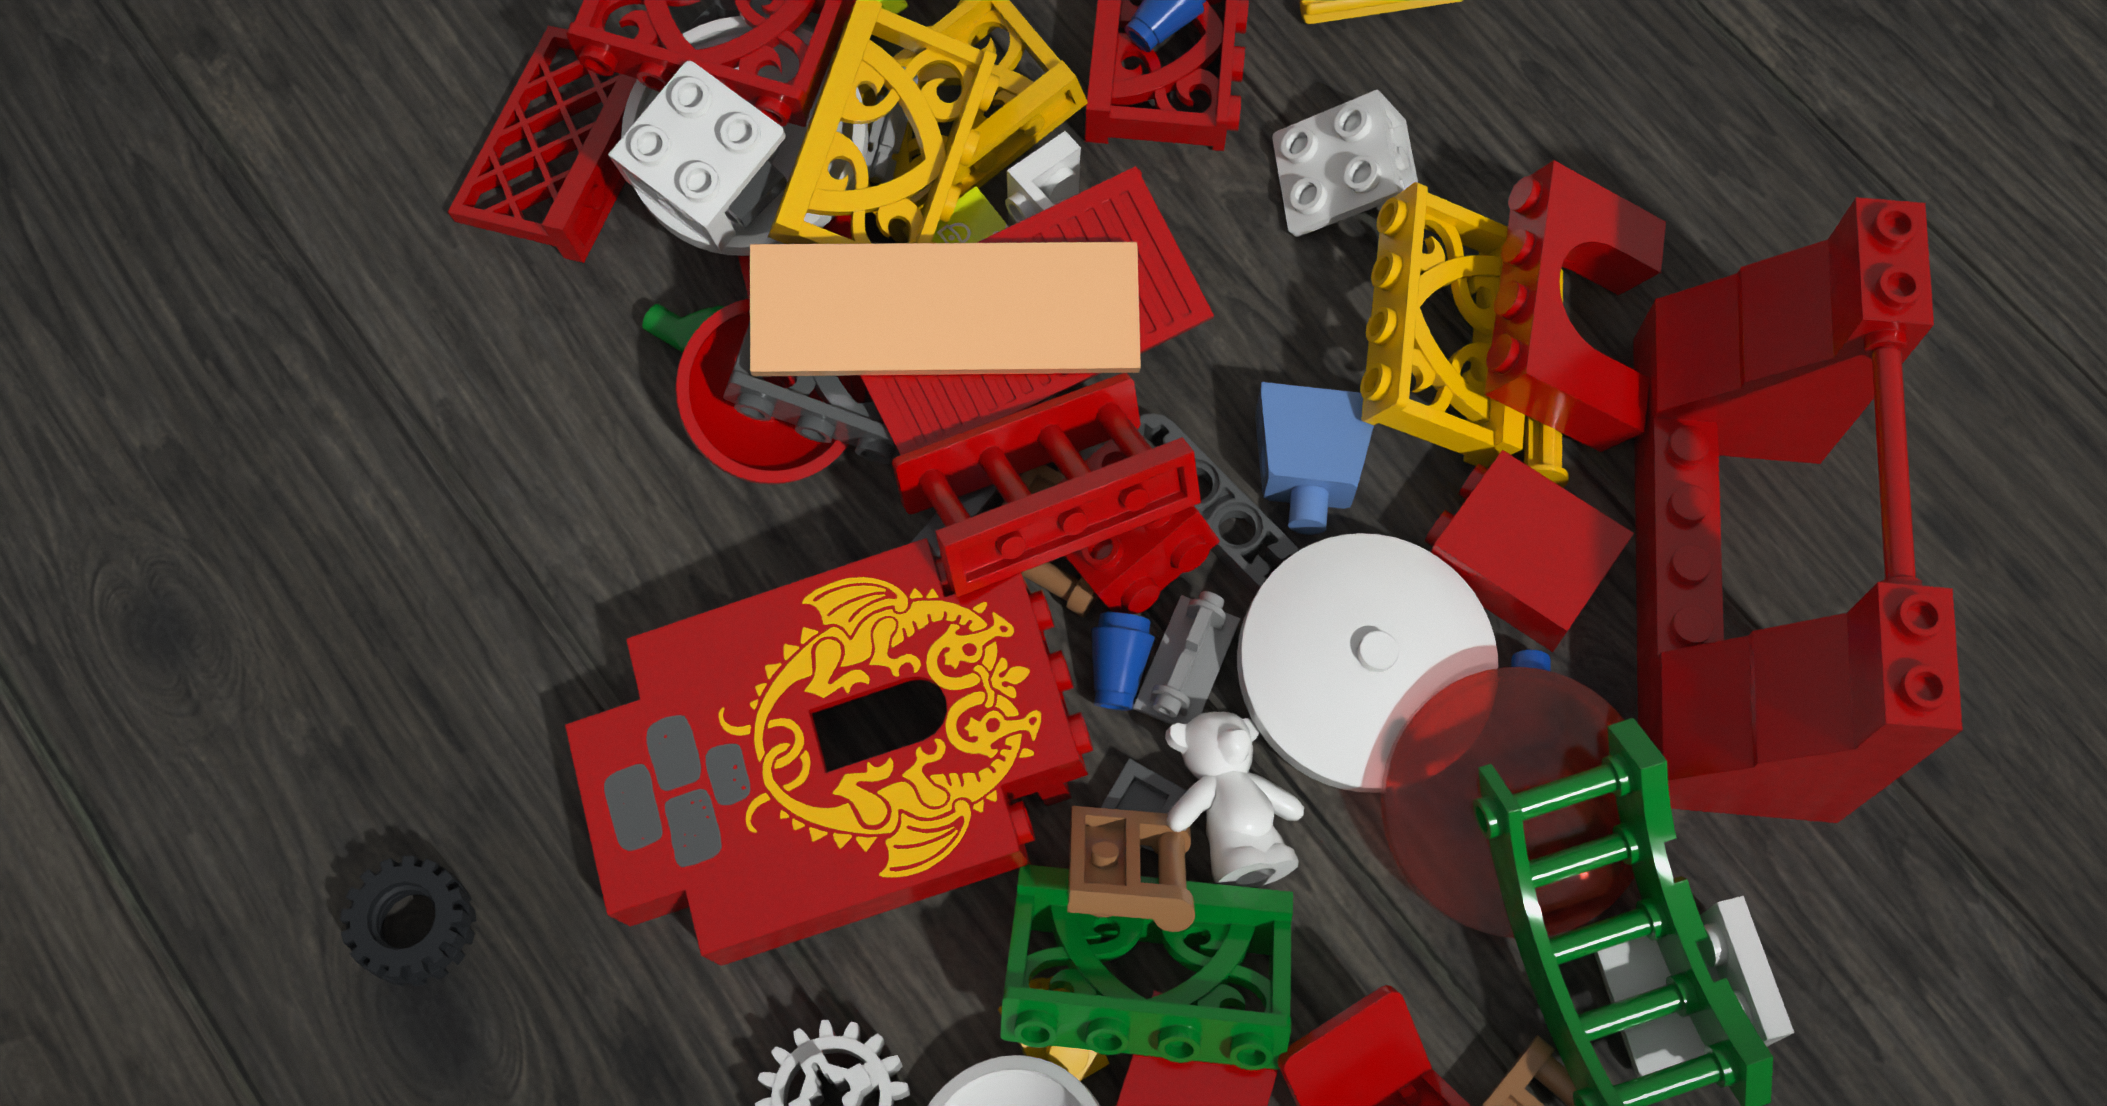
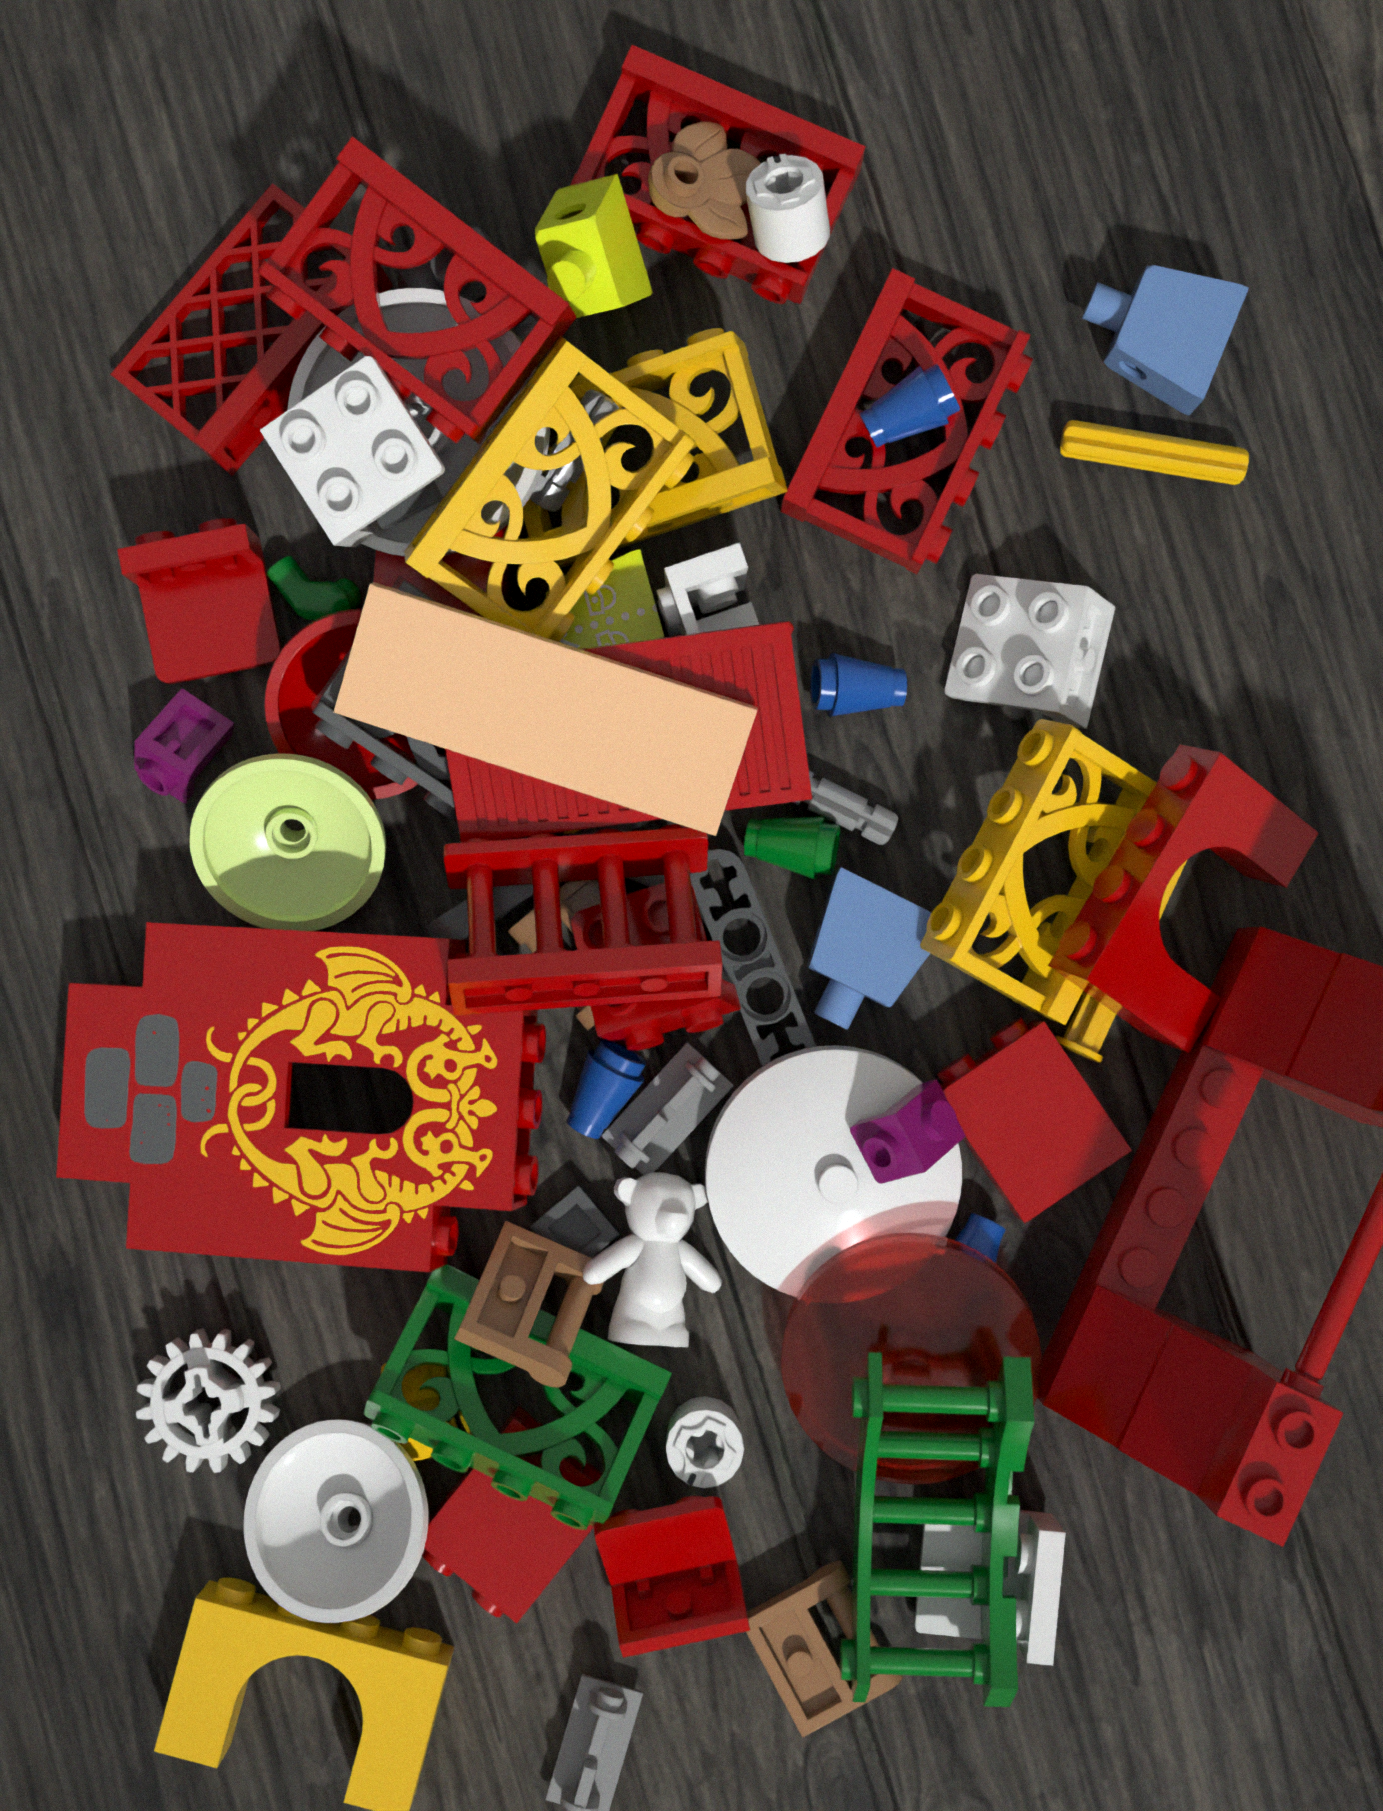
camera: 20 degrees right, 20 degrees up
(590, 358) = (204, 600): none -> red bracket
(605, 493) = (180, 745): none -> magenta bracket
(729, 477) = (283, 874): none -> yellowish green dish
(1209, 390) = (796, 844): none -> green cone
(1214, 243) = (855, 685): none -> blue cone
(1235, 349) = (851, 810): none -> light grey axle
(1351, 956) = (704, 1442): none -> white piece
(1422, 582) = (909, 1134): none -> magenta bracket

